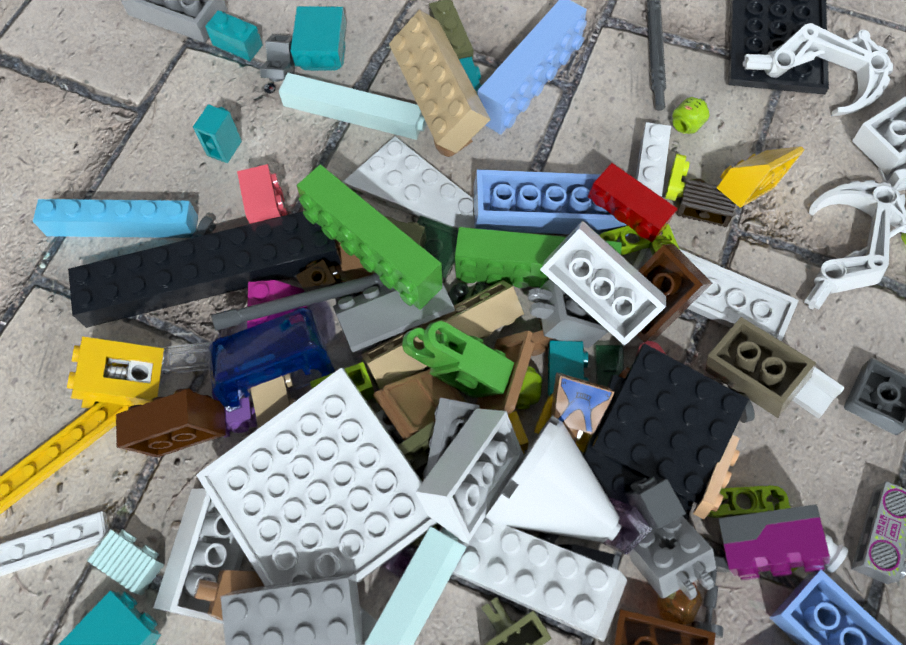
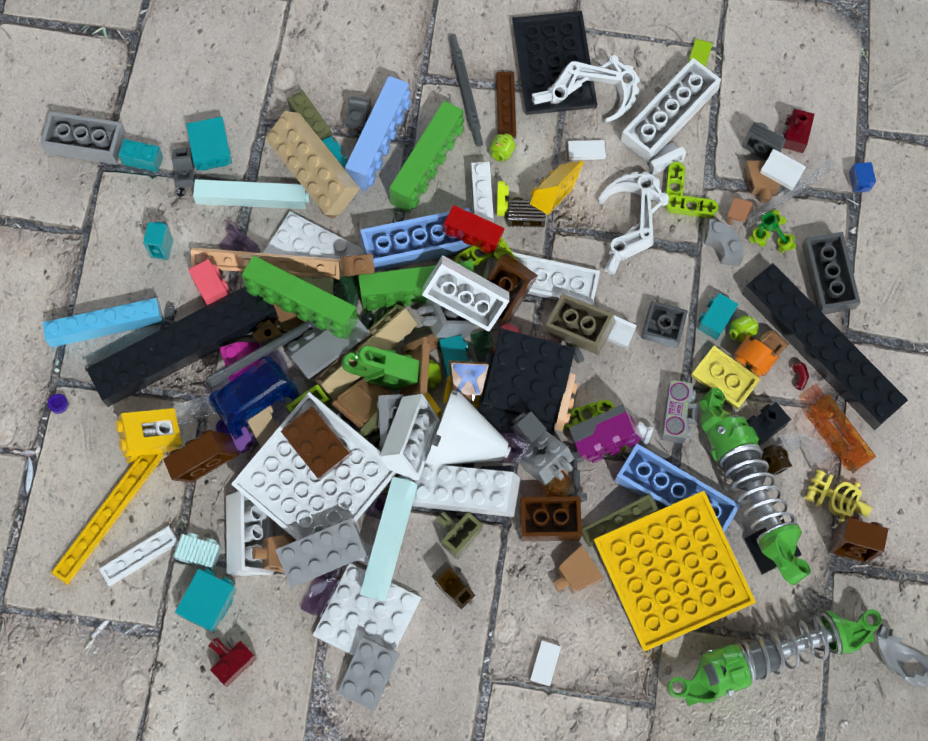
camera: 20 degrees left, 5 degrees up
(25, 307) = (58, 403): none -> dark purple tile
(317, 155) = (238, 241): none -> clear purple panel
(329, 446) = (316, 442): none -> reddish brown brick
(387, 202) = (295, 265): none -> light nougat plate
(460, 214) = (357, 264): none -> medium nougat brick
(512, 34) = (358, 112): none -> dark grey brick
(587, 105) = (427, 157): none -> bright green brick
(705, 65) = (506, 103): none -> reddish brown tile
(815, 143) = (586, 150): none -> white tile

